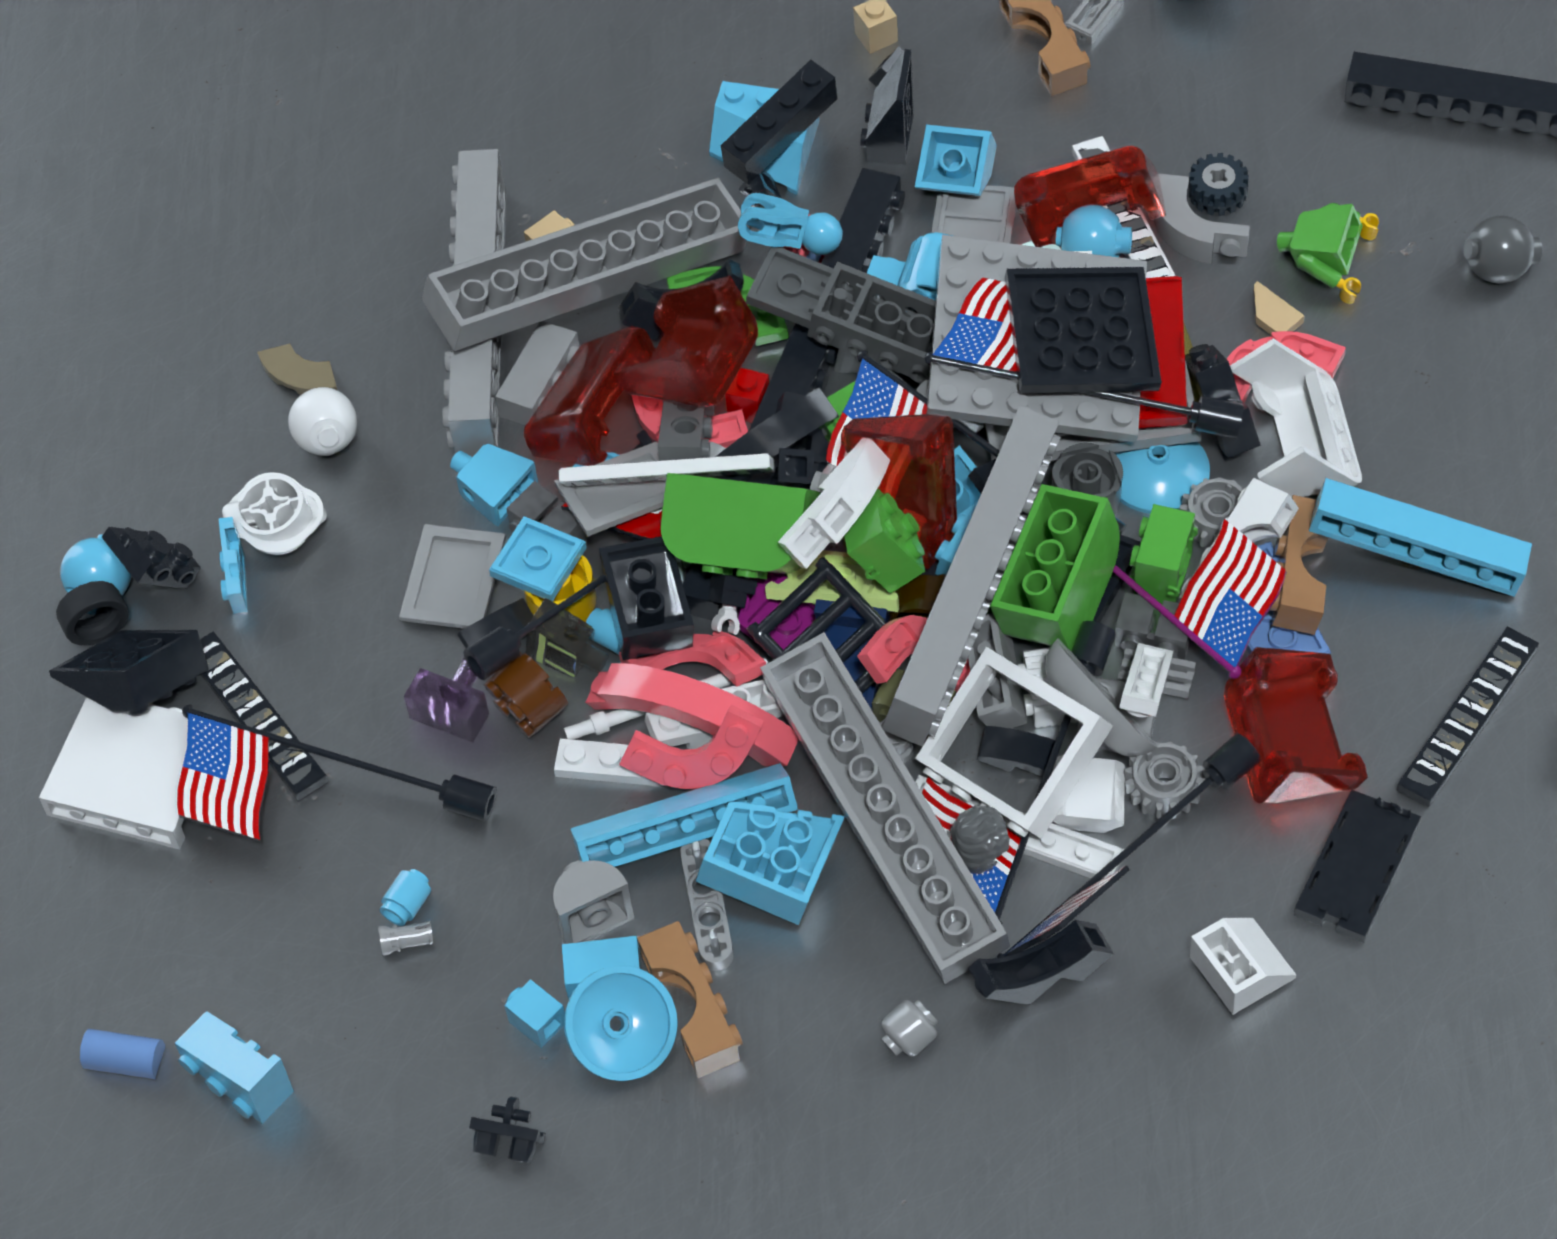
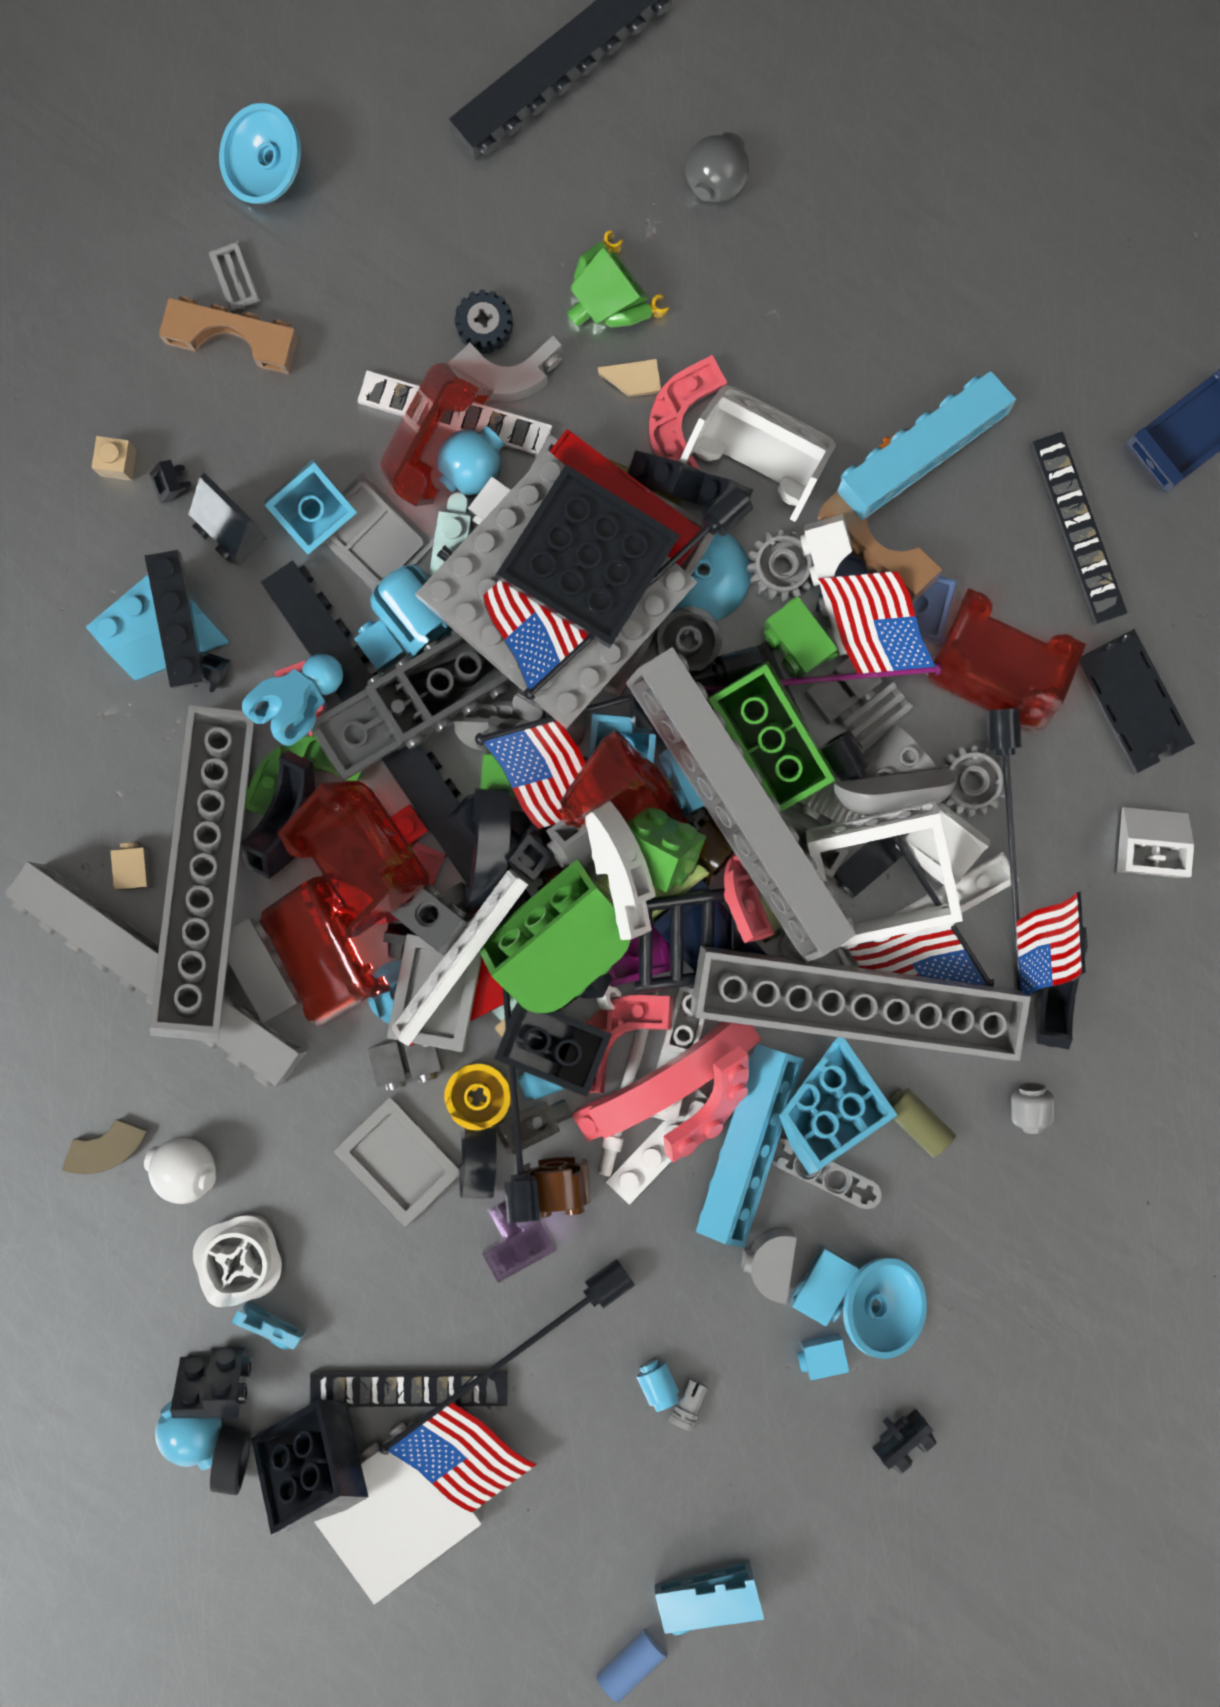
camera: 60 degrees left, 30 degrees up
(492, 479) = (333, 1074): medium azure torso -> none
(537, 558) = (453, 1102): medium azure tile -> none
(706, 1037) = (853, 1232): medium nougat arch -> none
(818, 946) = (920, 1122): none -> olive brick
(980, 837) = (937, 955): dark grey hair -> none
(1146, 680) = (908, 742): white plate -> none

